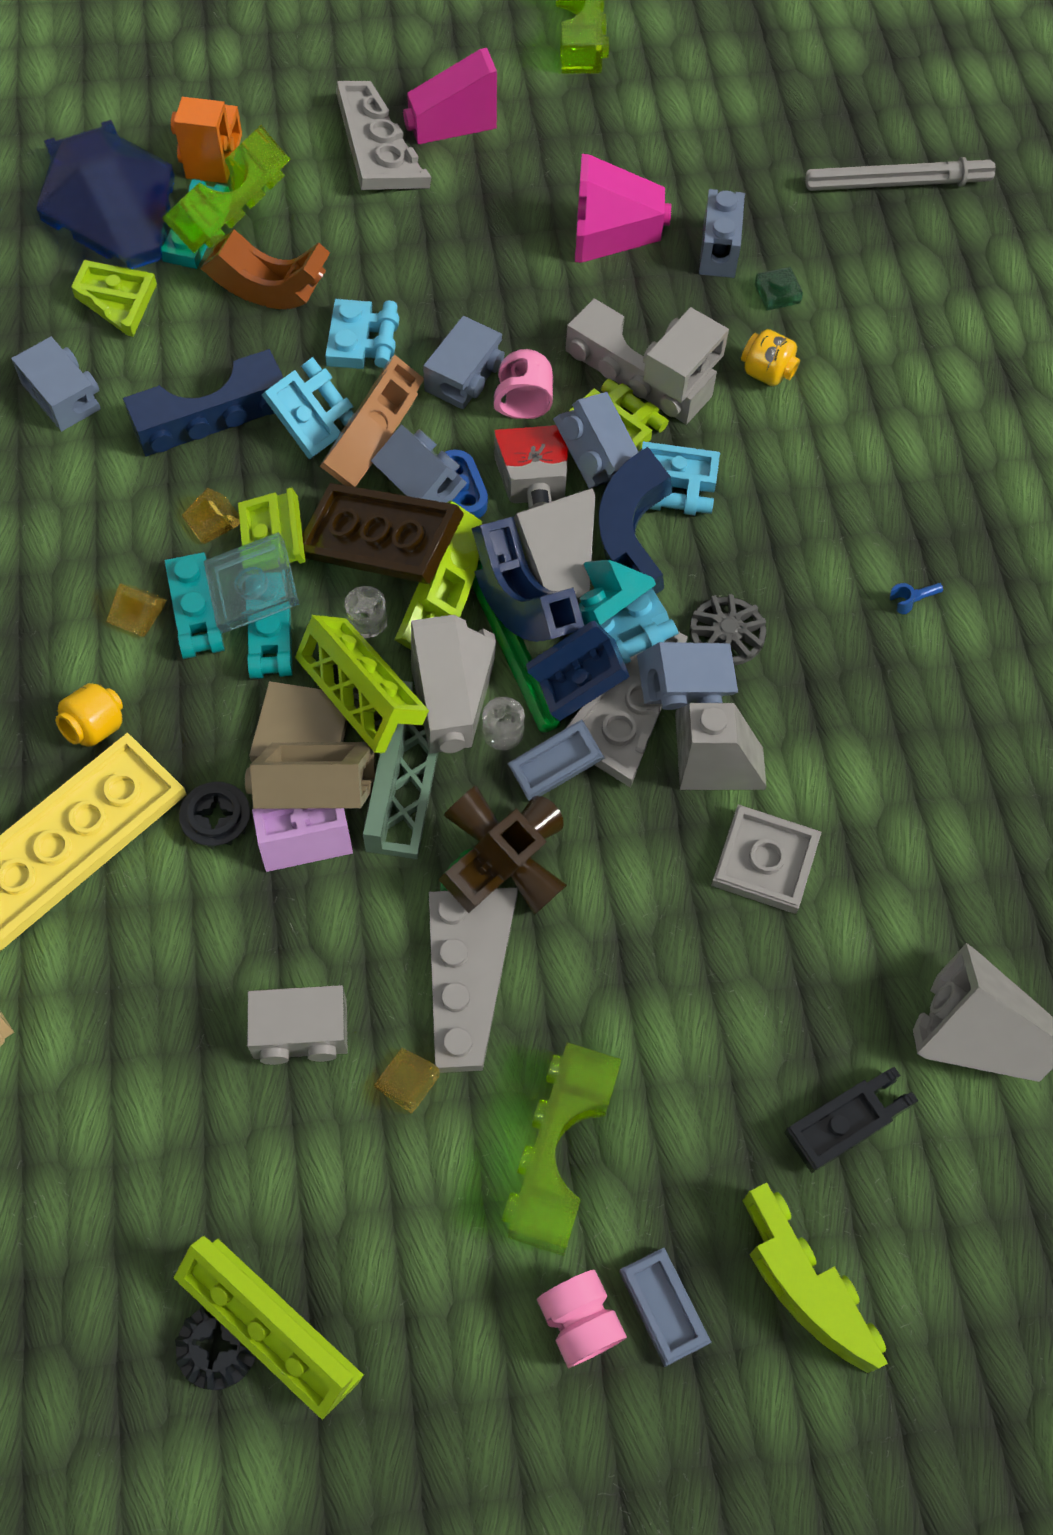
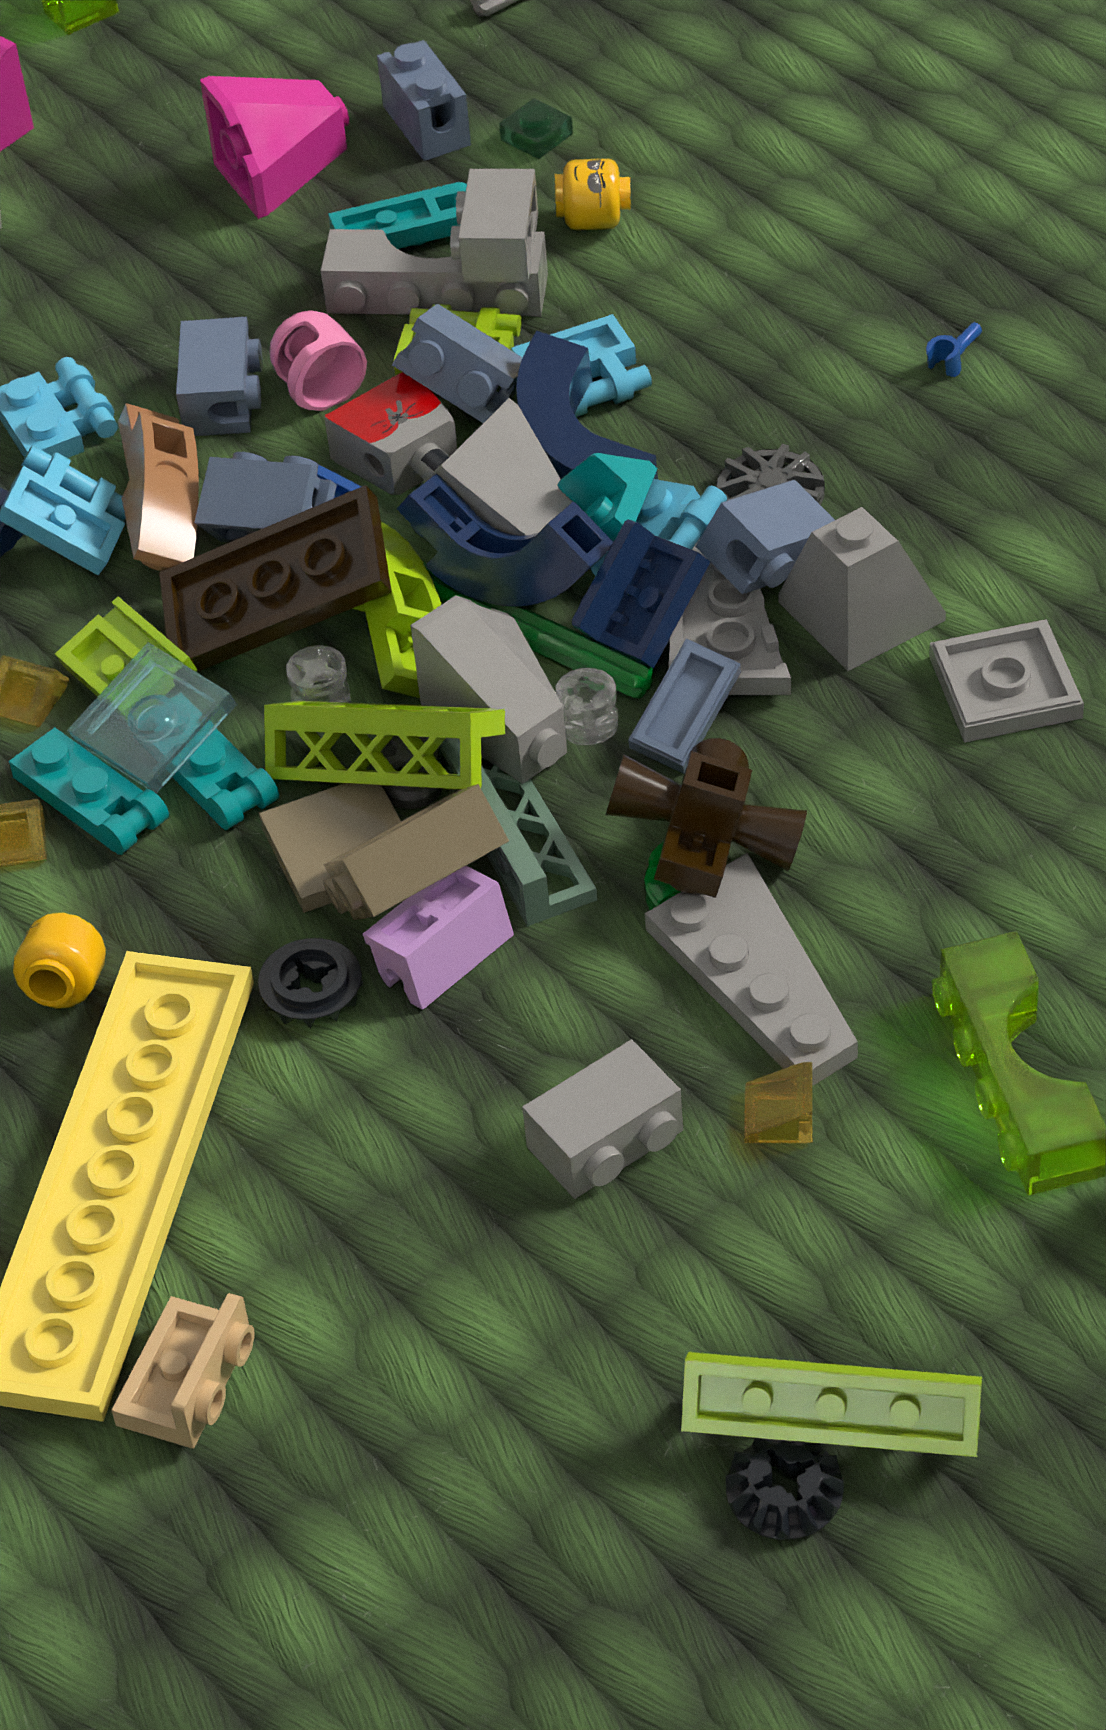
camera: 25 degrees left, 15 degrees down
(646, 310) = (406, 218): none -> teal plate

